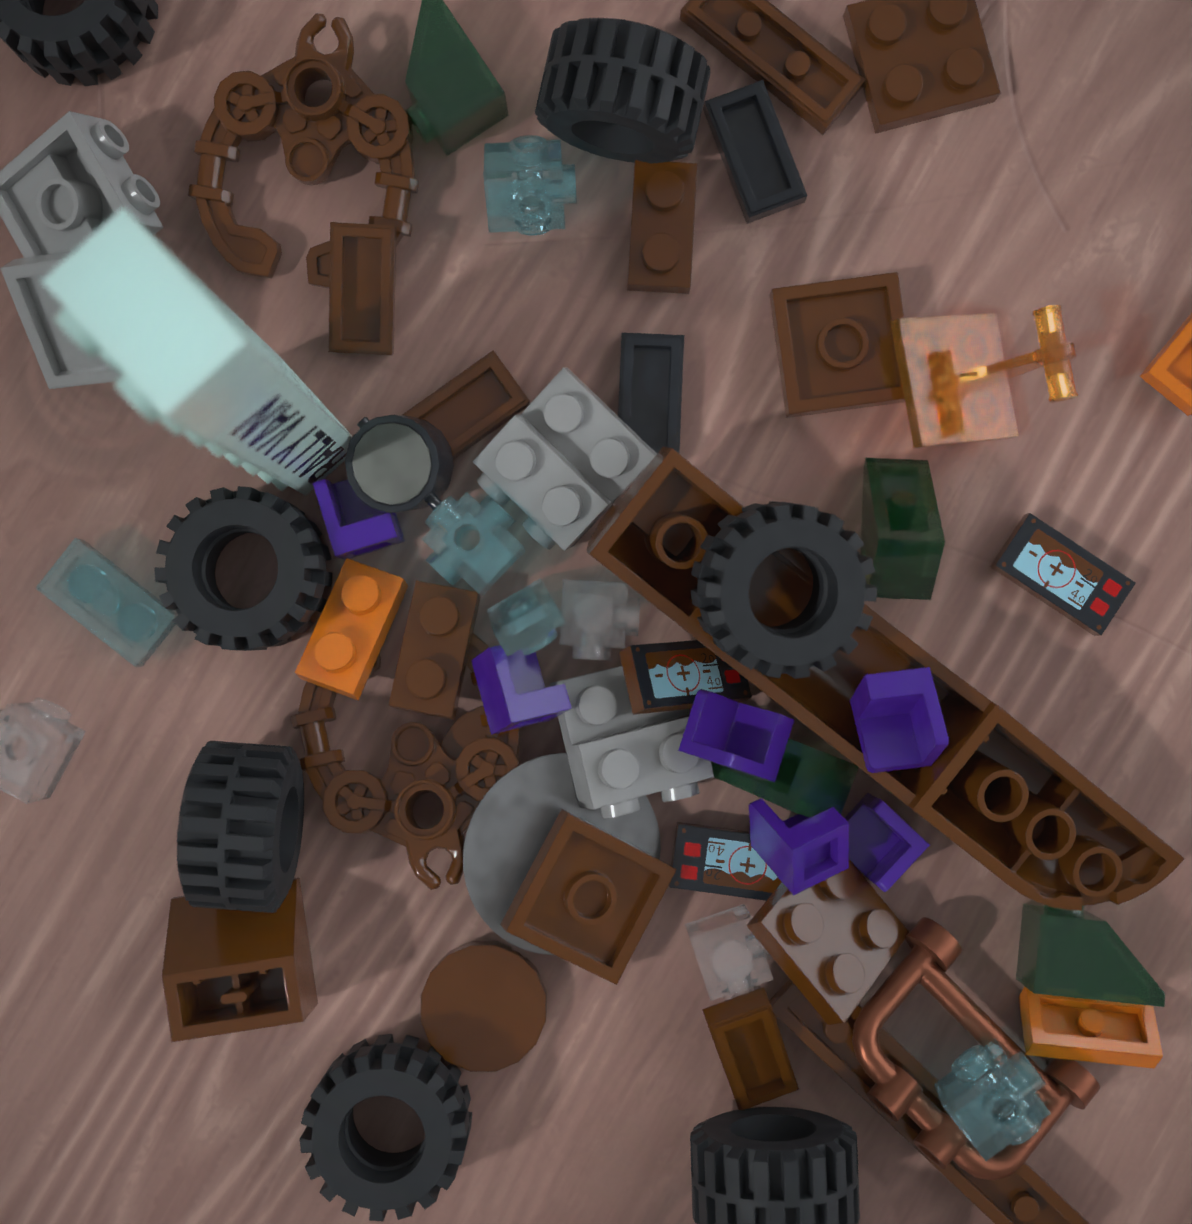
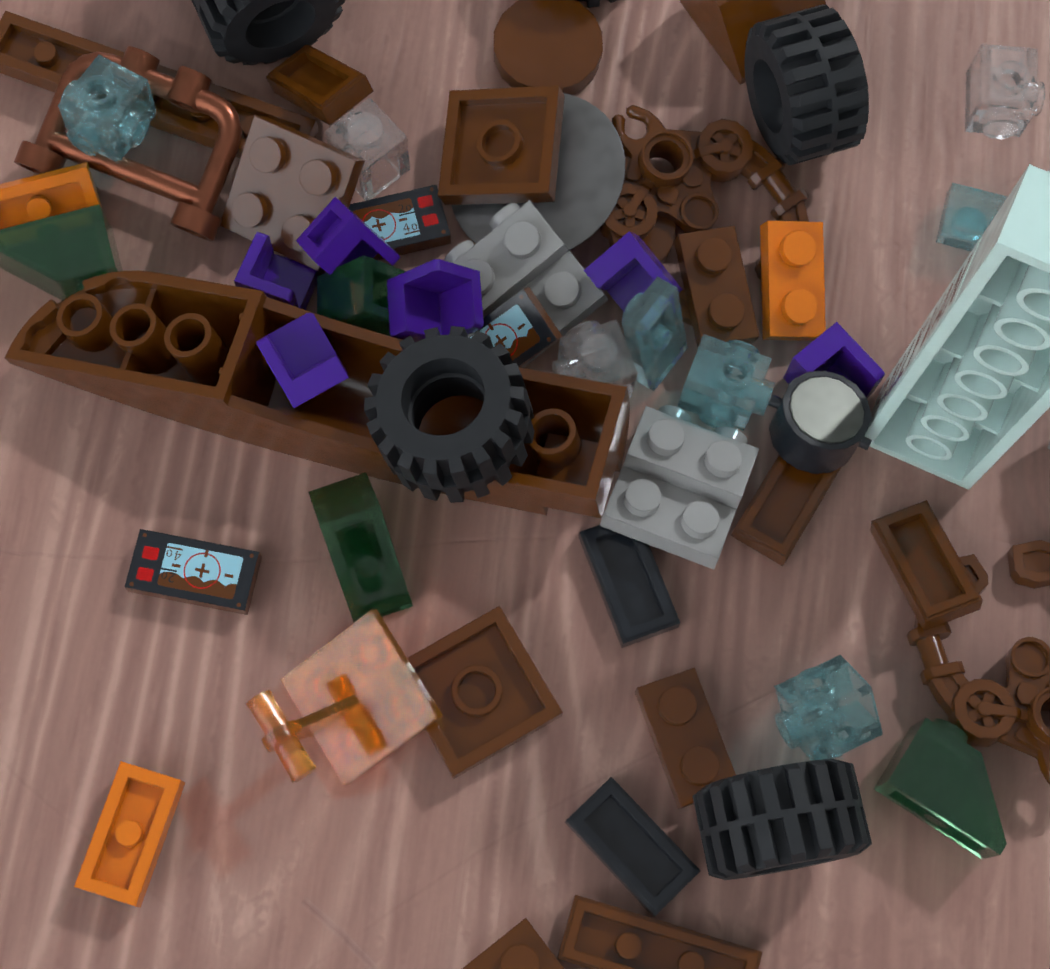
camera: 155 degrees right, 15 degrees down
(193, 560) = (899, 243): black tyre -> none

